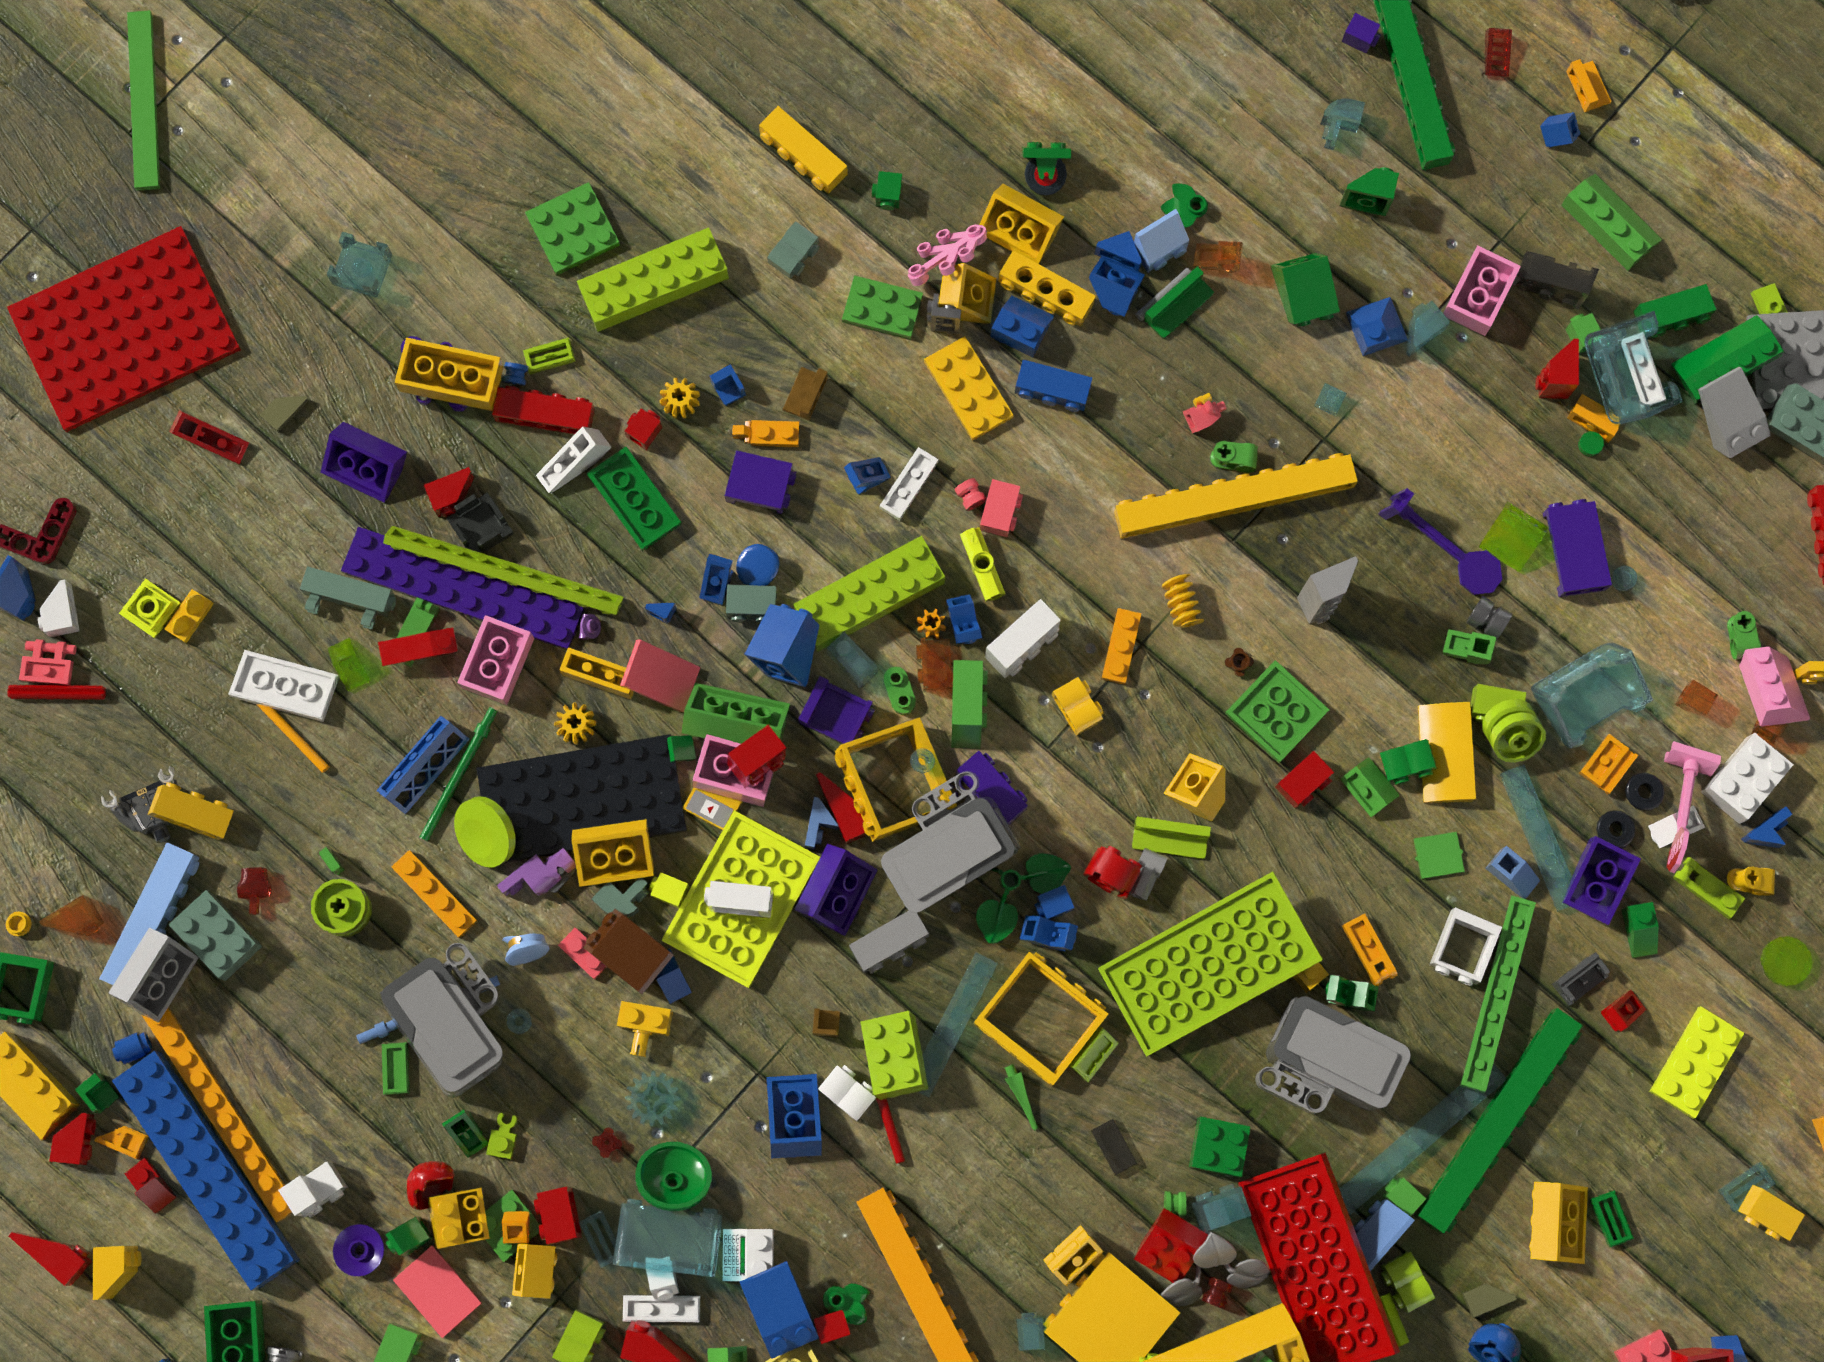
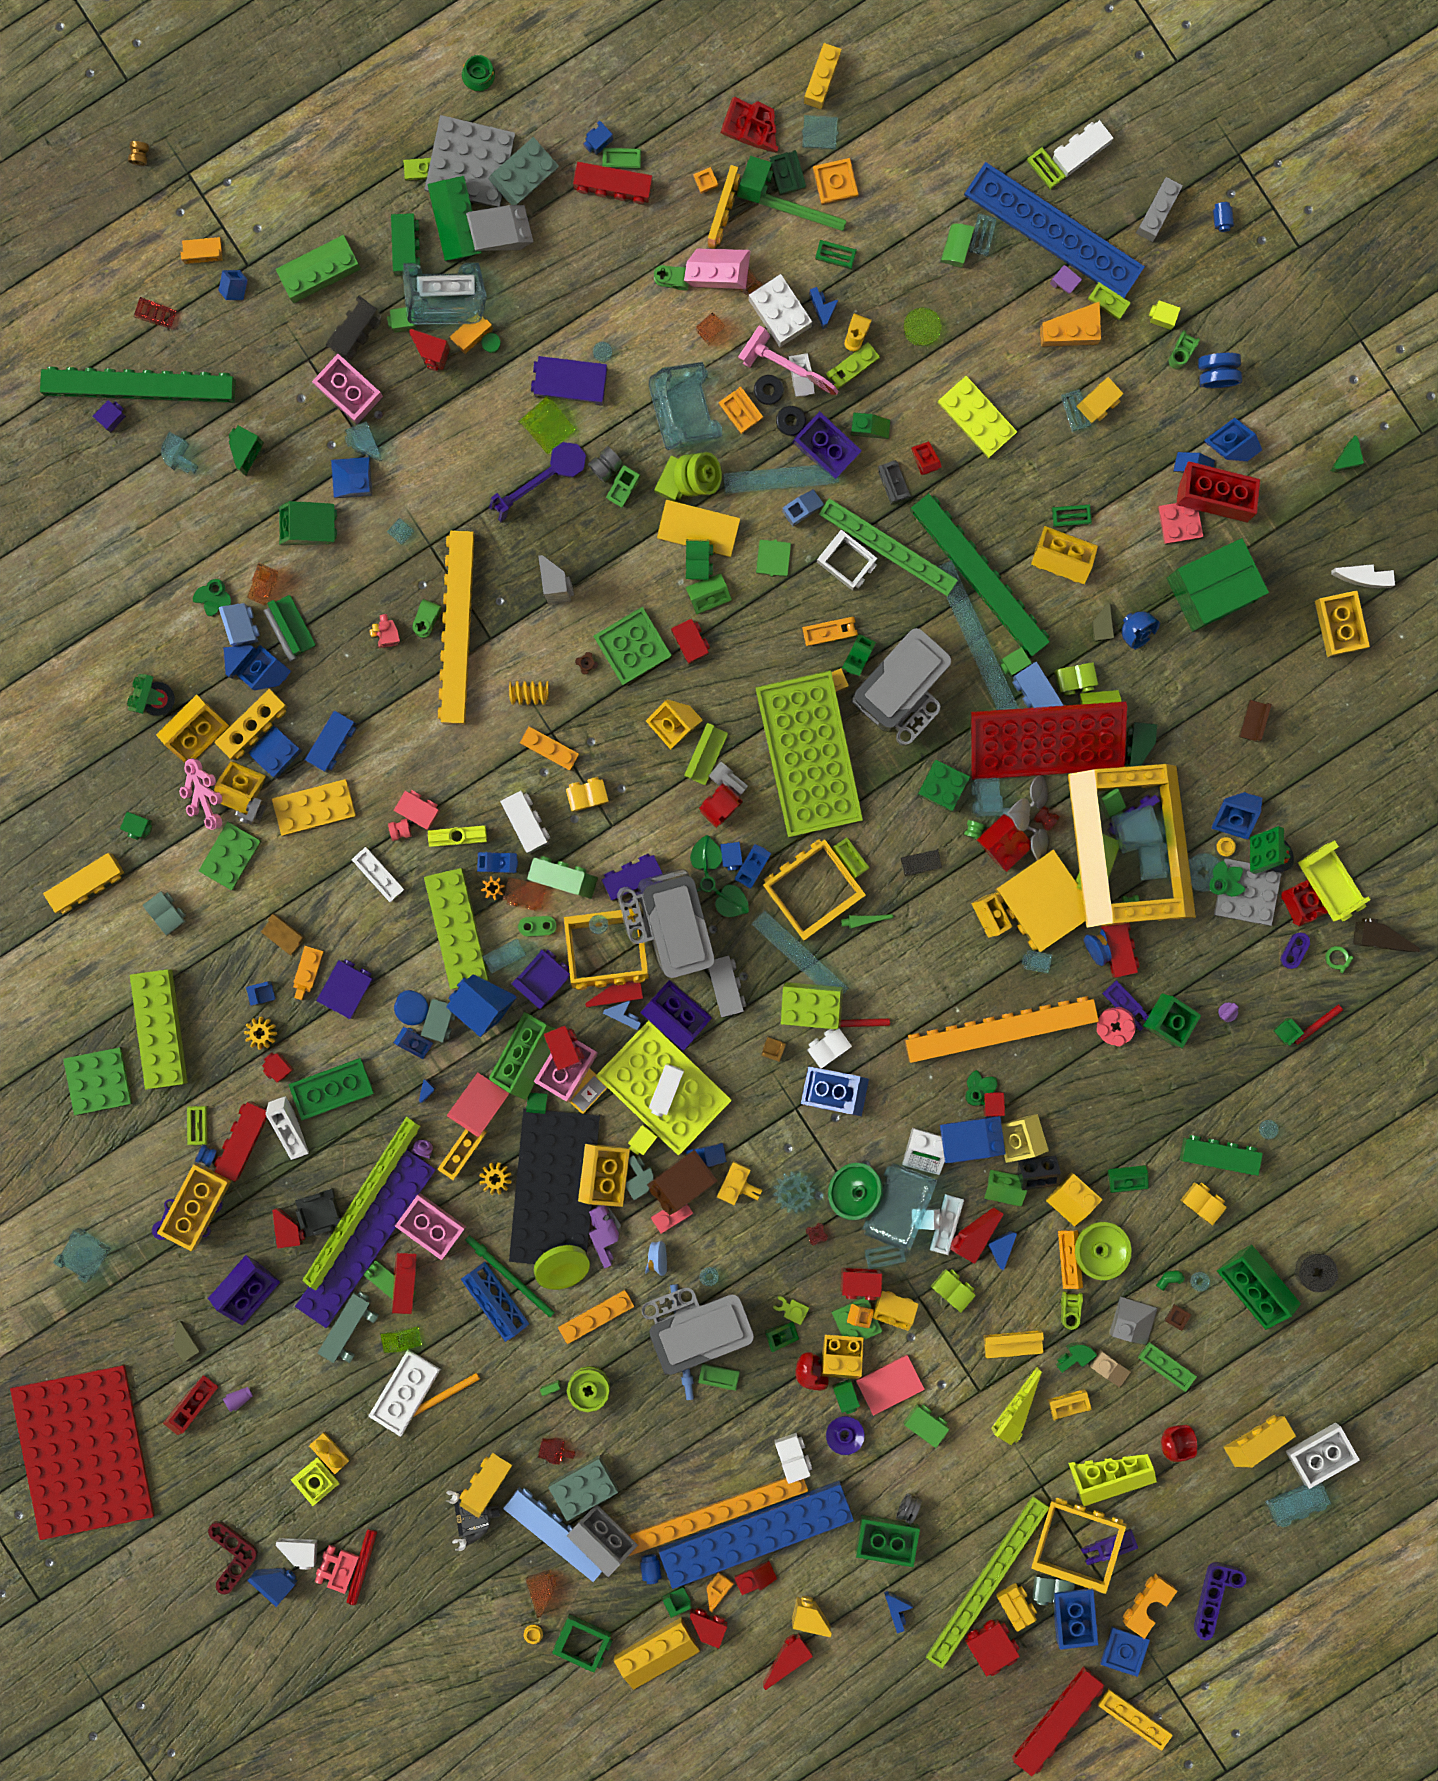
camera: 75 degrees left, 10 degrees up
(228, 488) = (237, 1399): none -> medium lavender cone
(866, 474) = (361, 904): blue slope -> none

